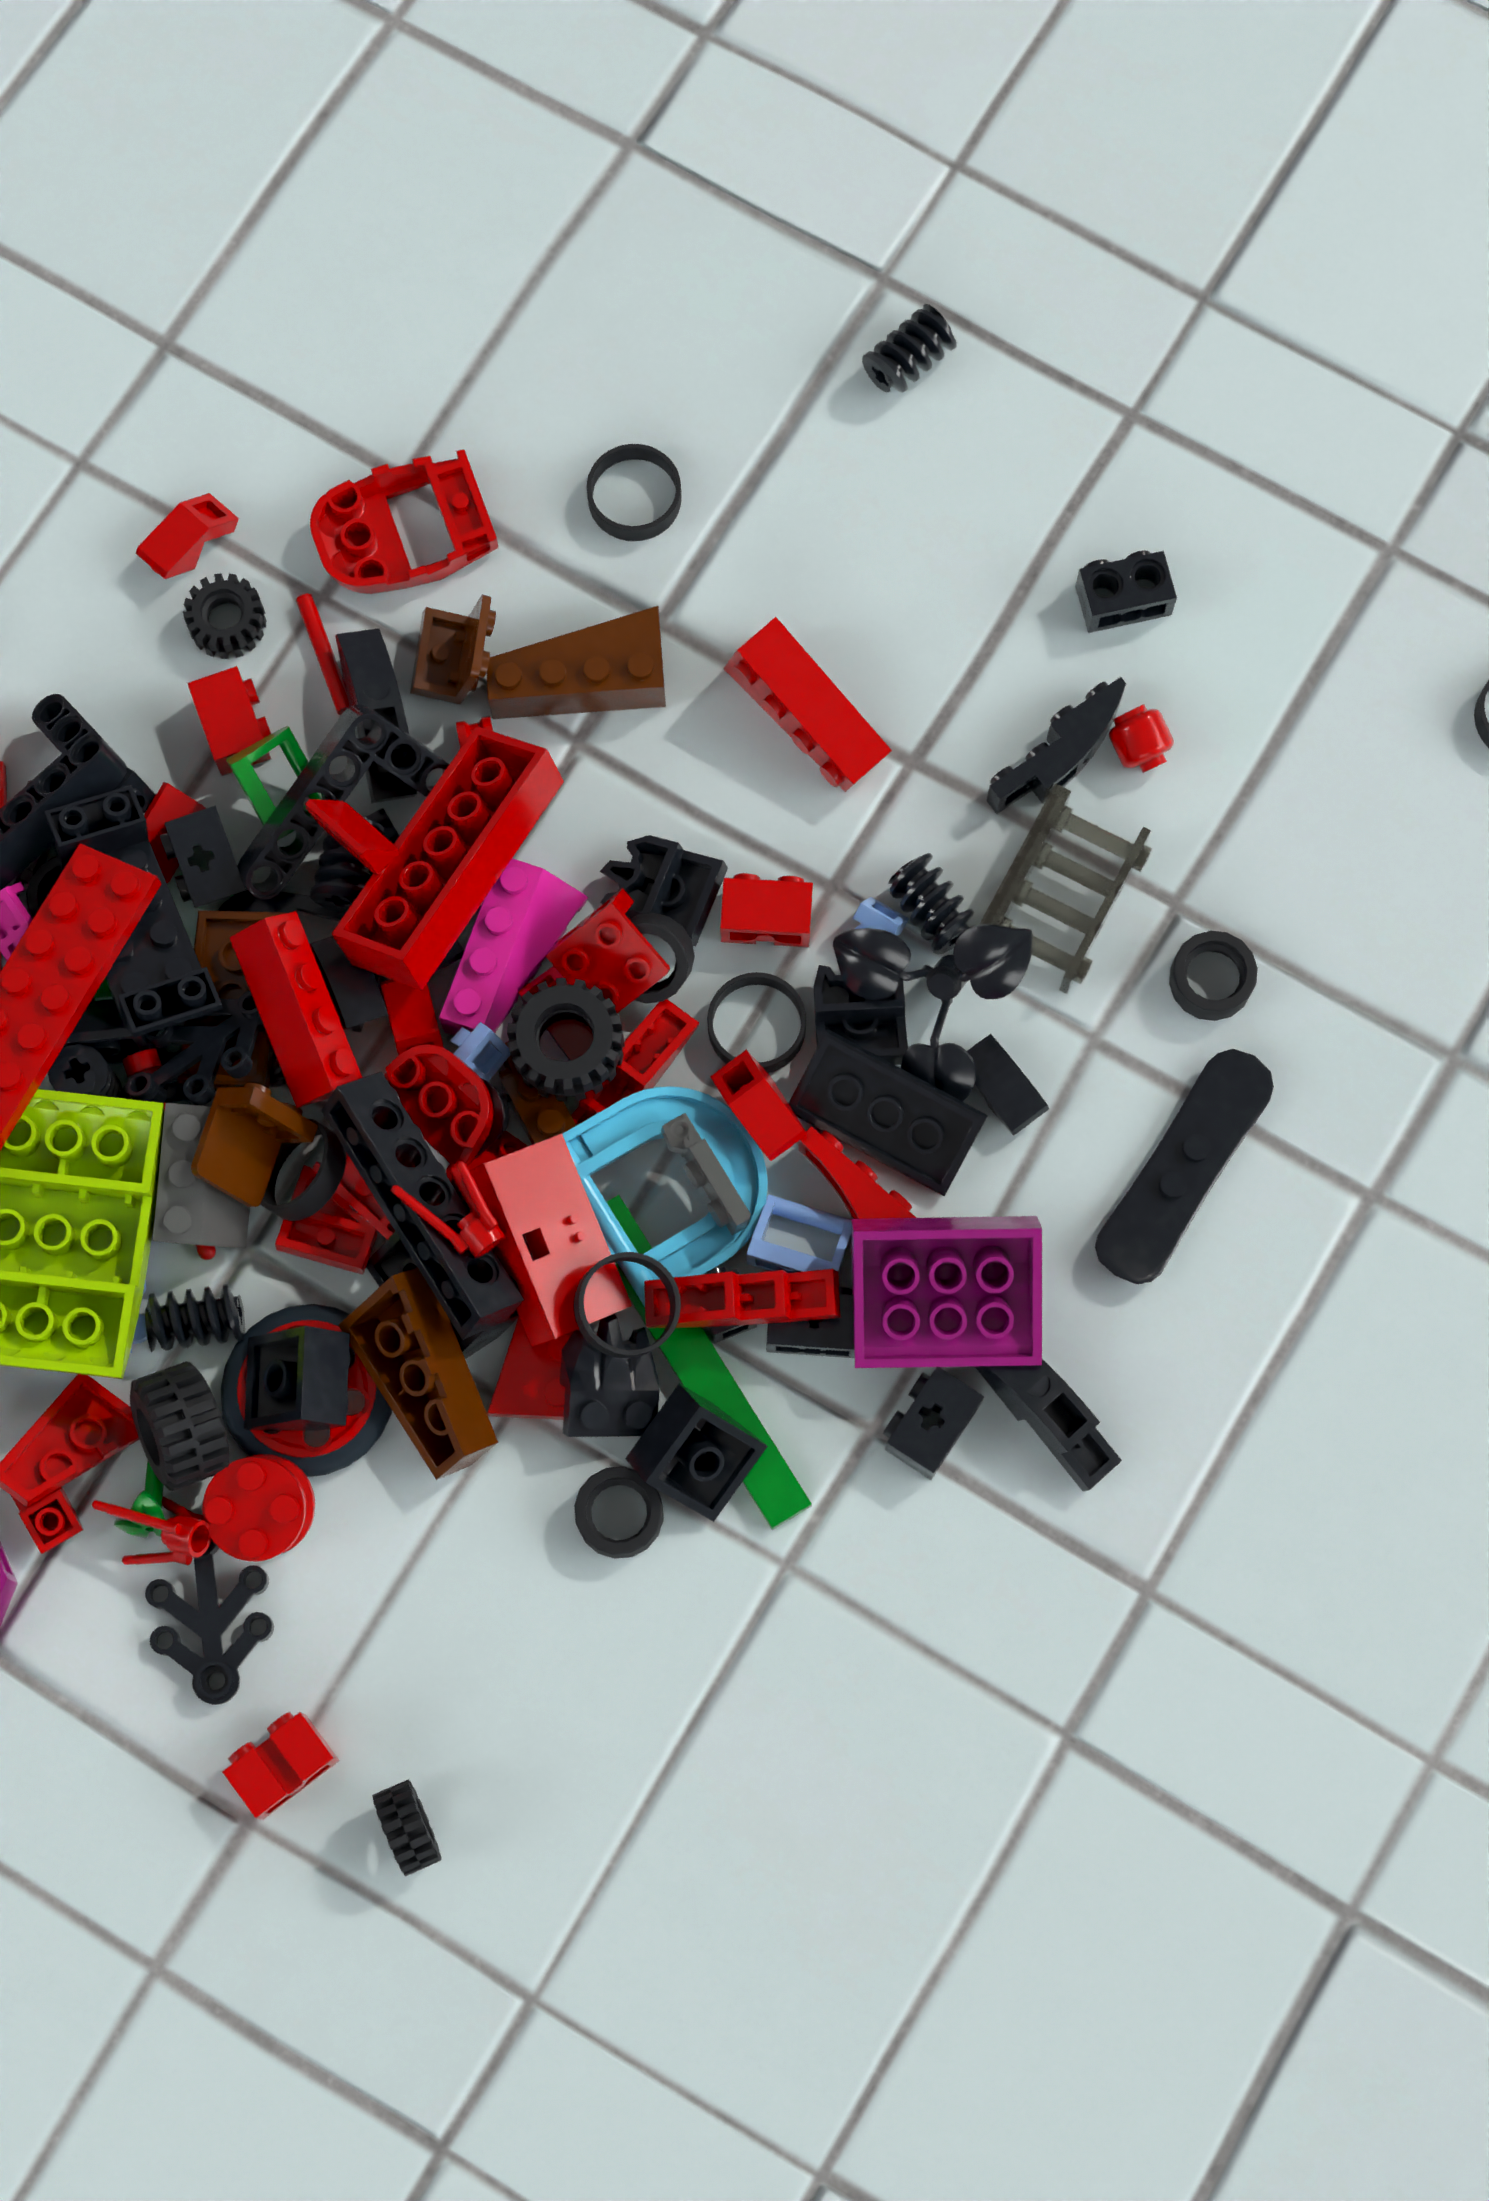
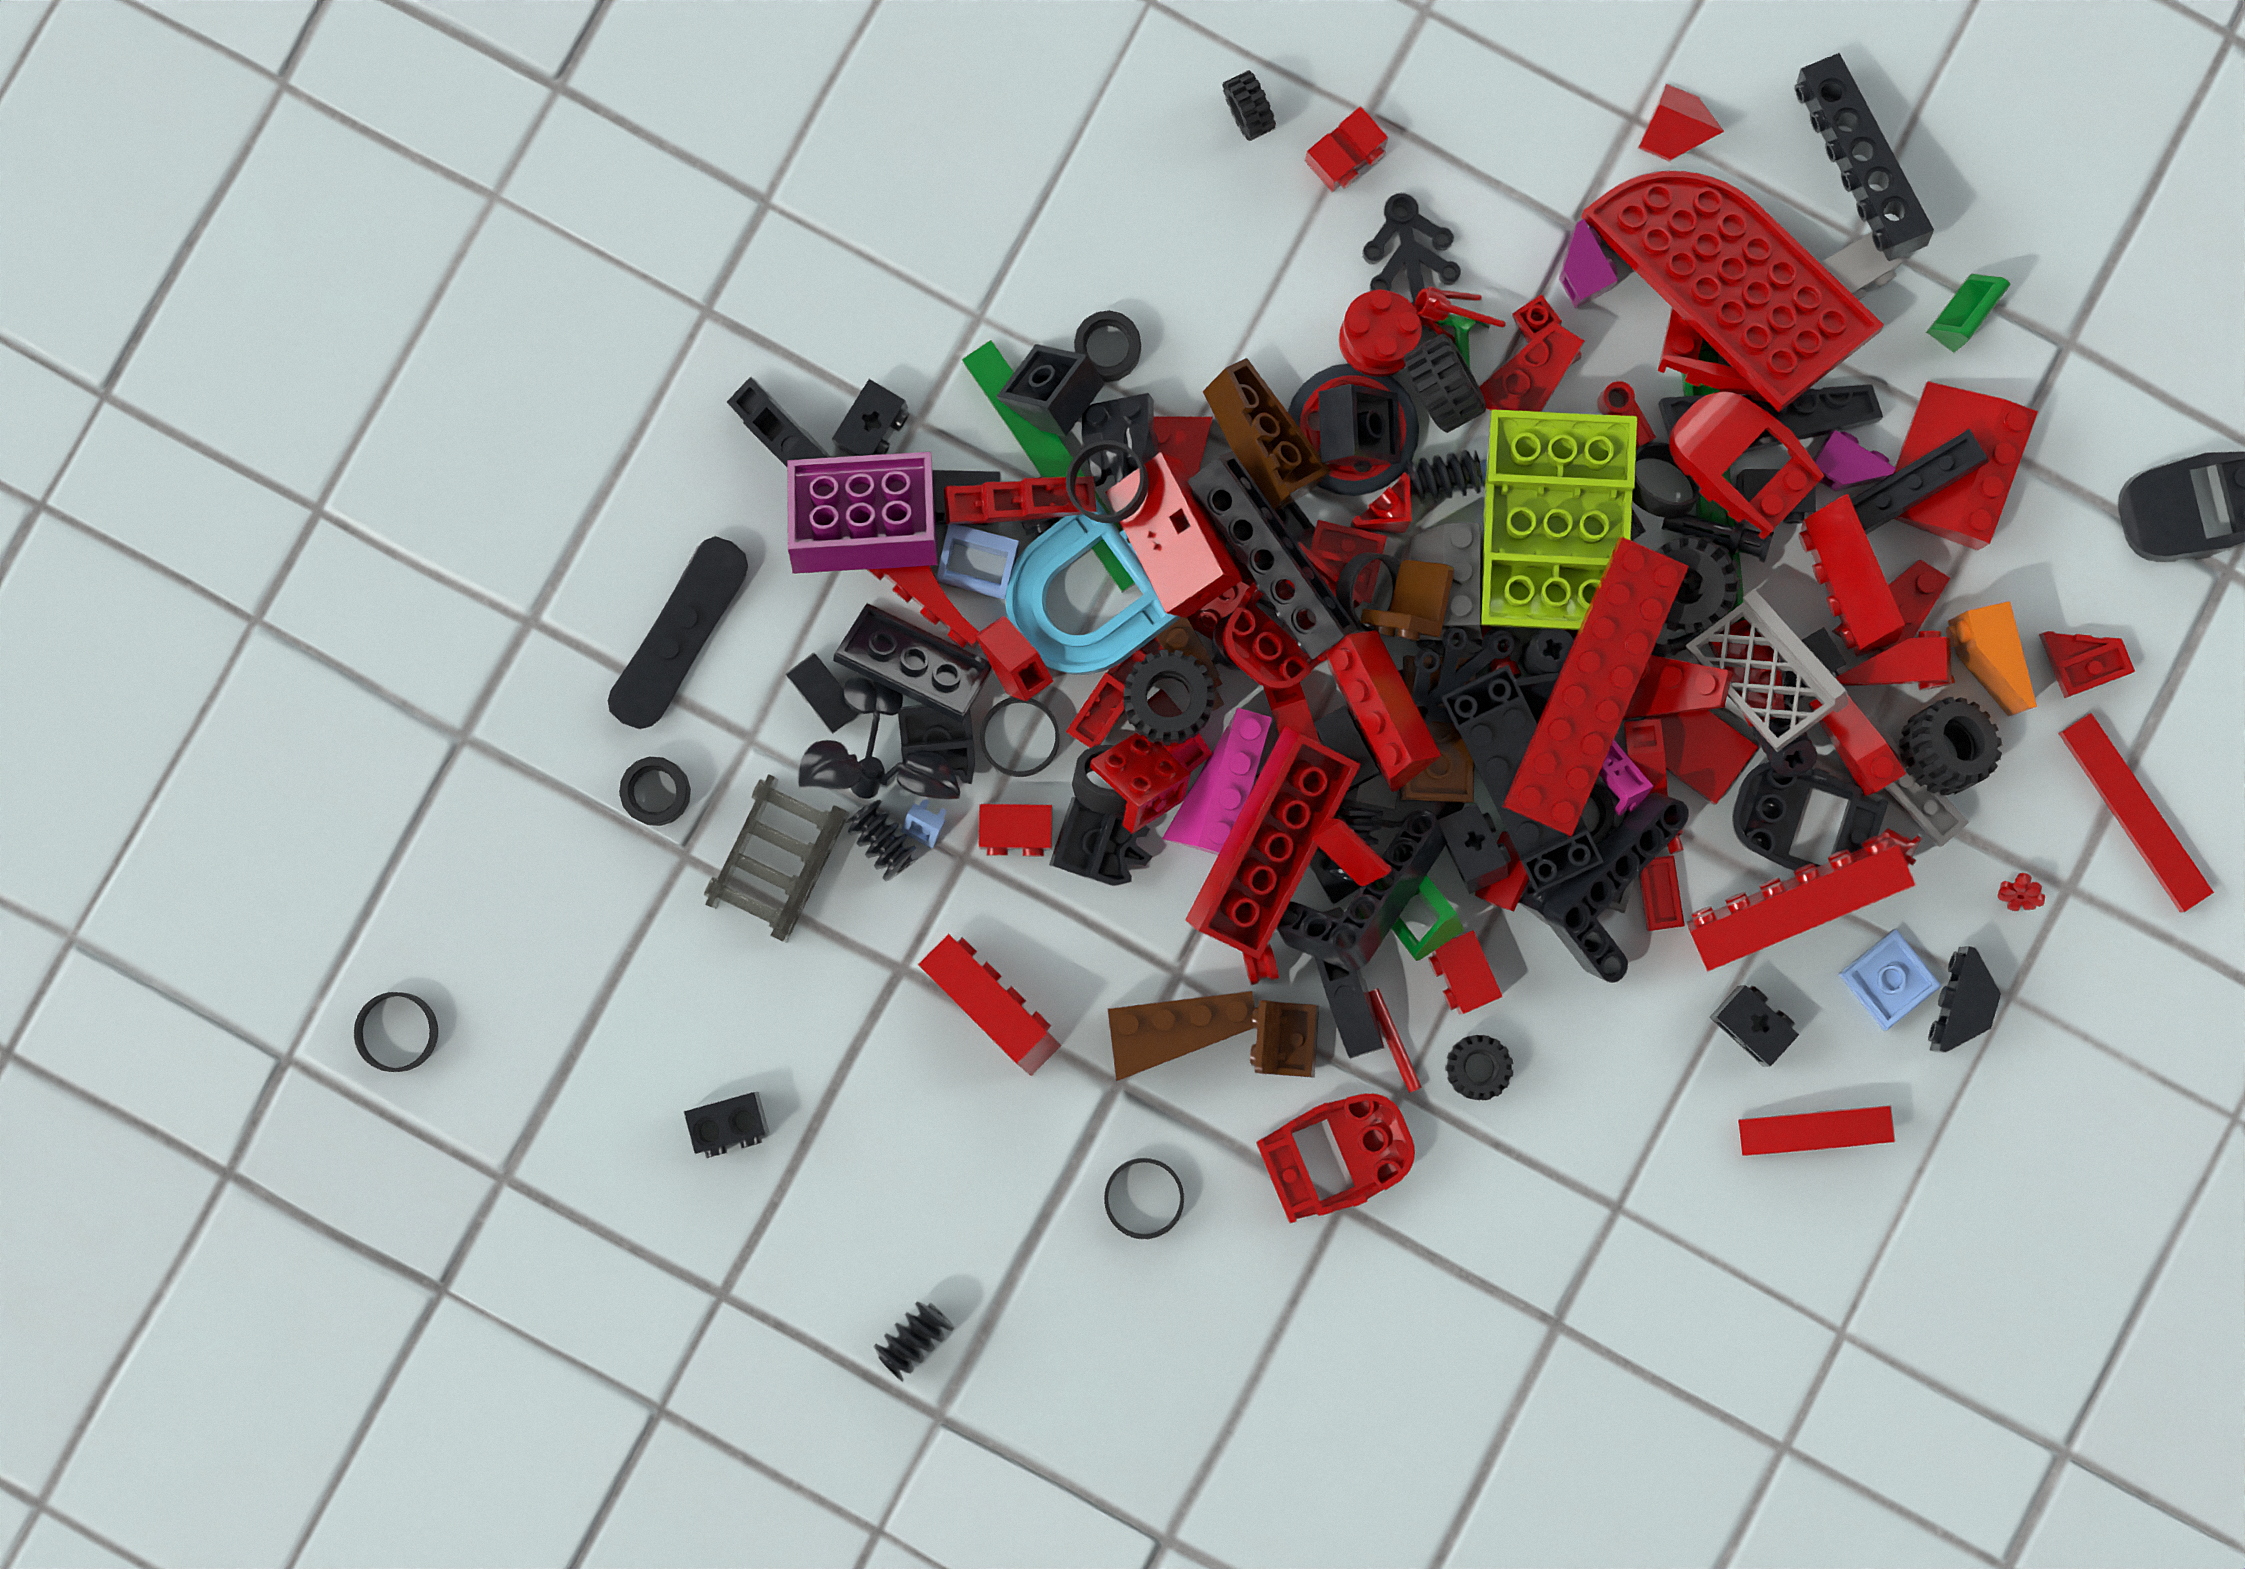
camera: 175 degrees right, 10 degrees up
(180, 537) = (1519, 1138): red slope -> none
(270, 1277) = (1389, 511): none -> red slope
(478, 1229) = (1224, 527): red plant -> none
(481, 1050) = (1238, 692): light blue tile -> none
(706, 1172) = (1054, 600): dark grey hinge -> none
(1073, 741) = (766, 988): black slope -> none
(1141, 738) = (713, 991): red head -> none

